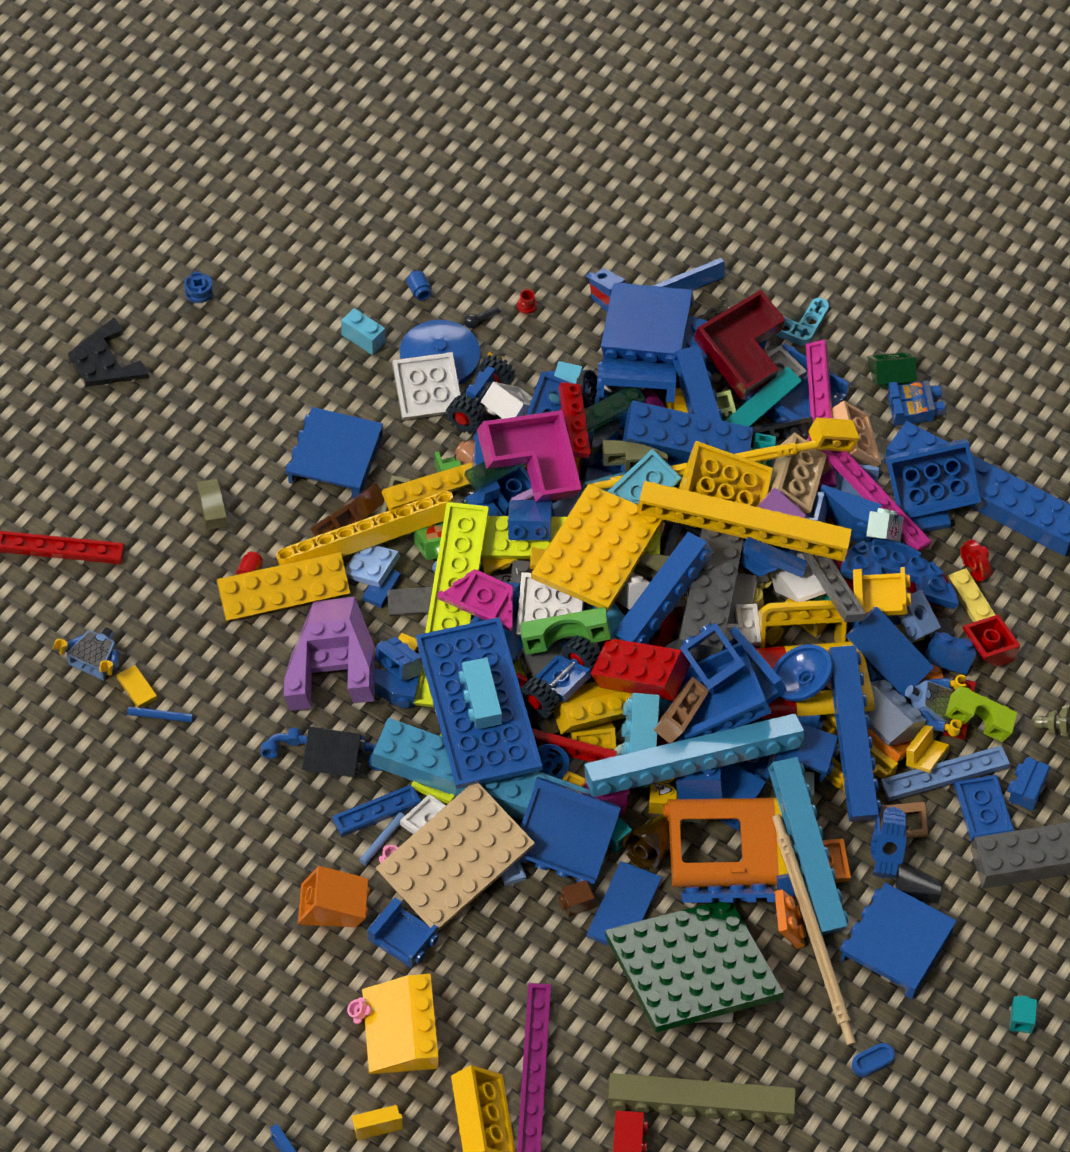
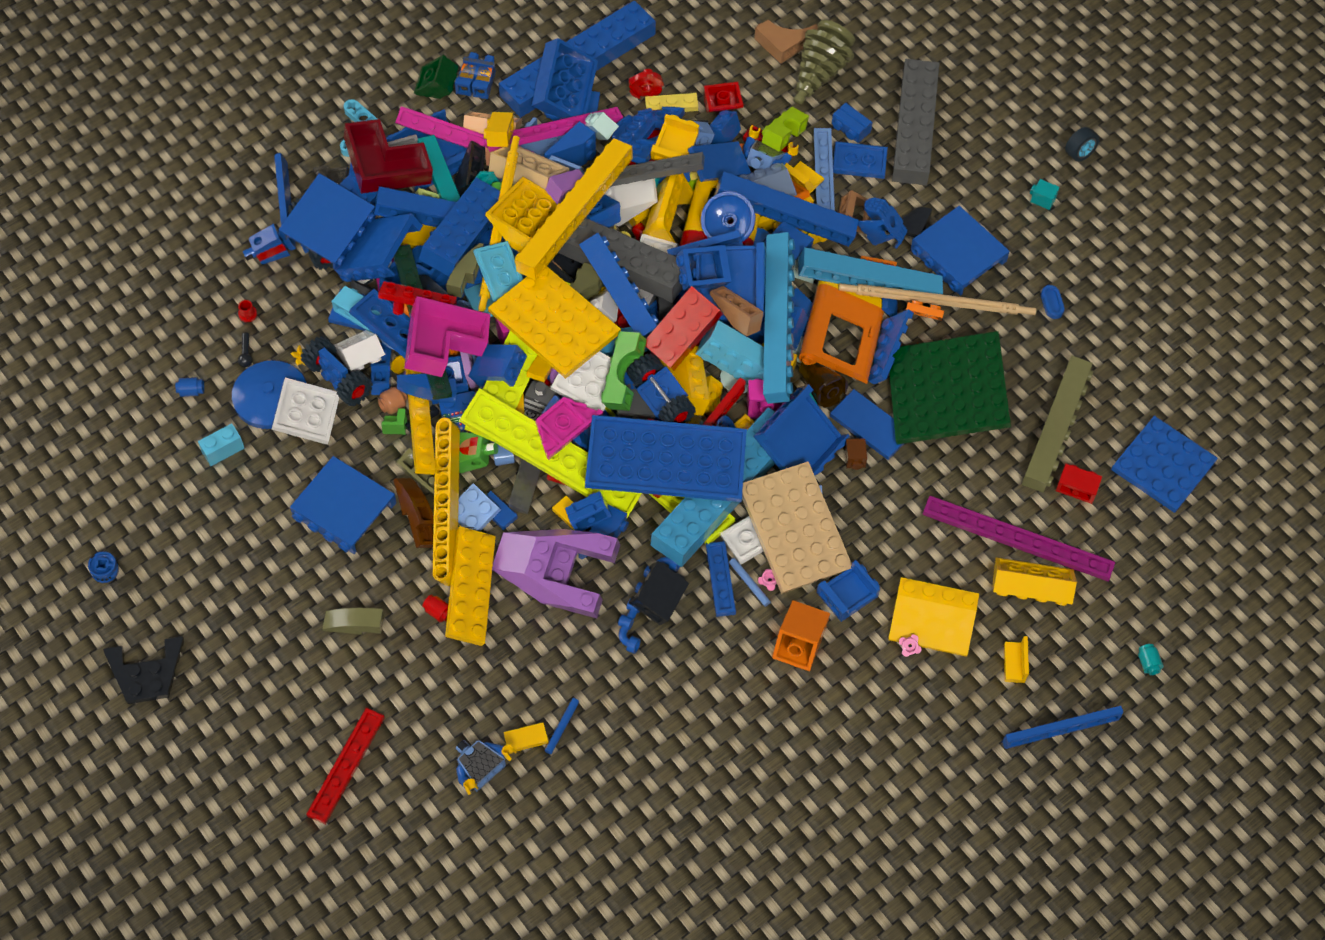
camera: 70 degrees left, 5 degrees up
(480, 693) = (666, 449): medium azure brick -> none
(774, 557) = (612, 201): blue tile -> none

